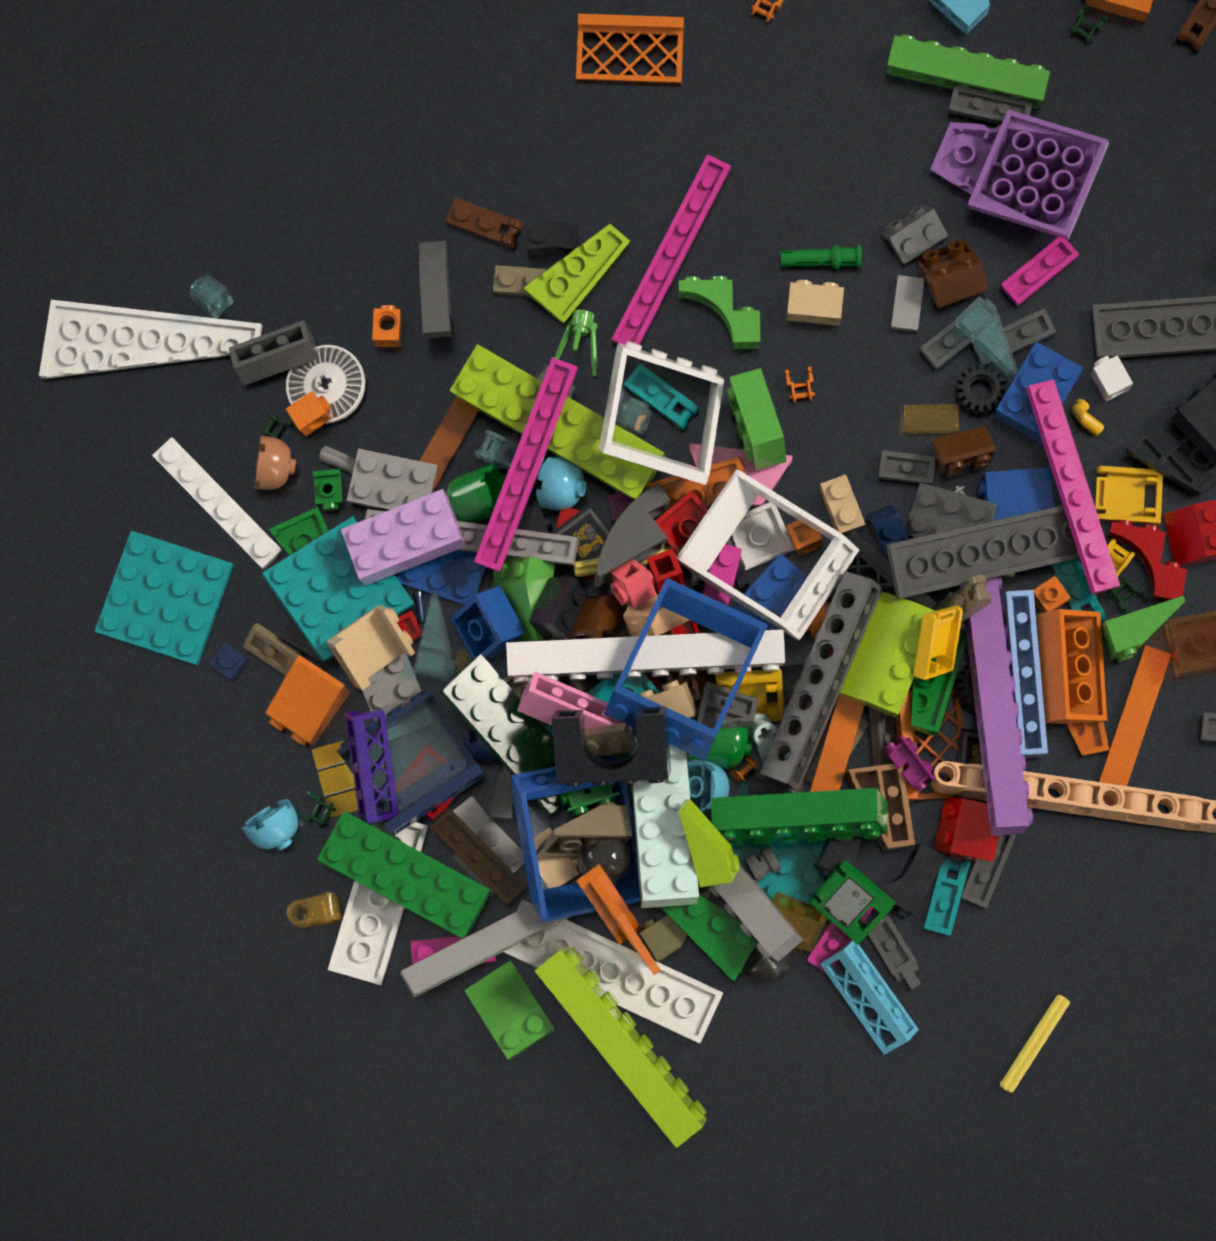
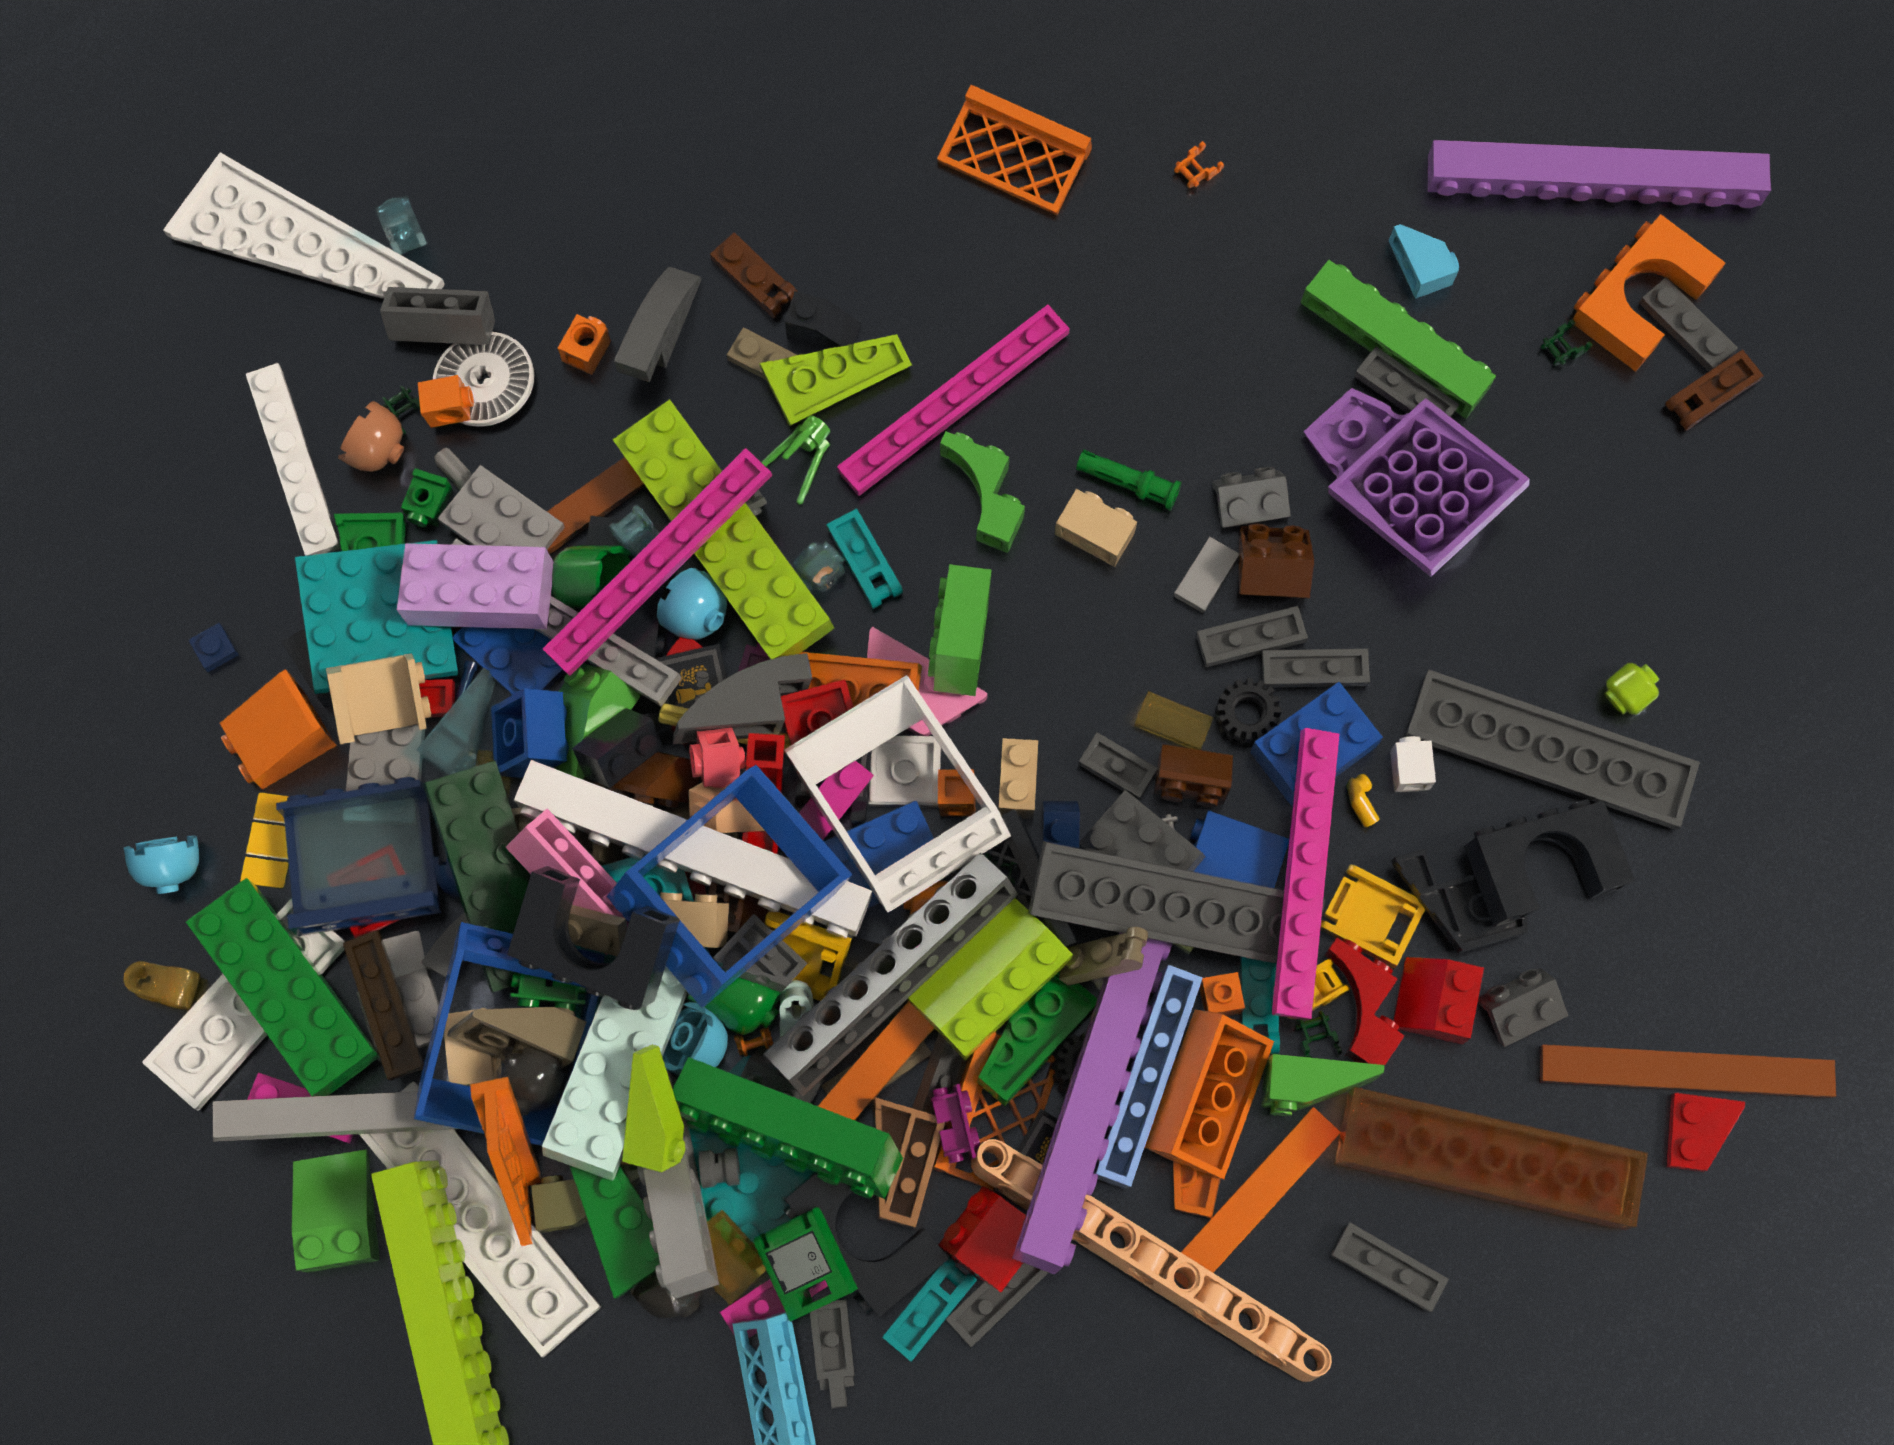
camera: 15 degrees right, 5 degrees down
(164, 598) = (177, 542): teal plate -> none
(271, 649) = (266, 649): dark tan plate -> none
(319, 802) = (235, 858): dark green piece -> none
(361, 765) = (293, 834): dark purple fence -> none
(698, 474) = (808, 619): white window -> none
(800, 395) = (1048, 616): orange piece -> none
(940, 640) = (1055, 982): yellow container -> none
(984, 329) = (1282, 638): clear light blue slope -> none
(1039, 270) = (1381, 602): dark pink plate -> none

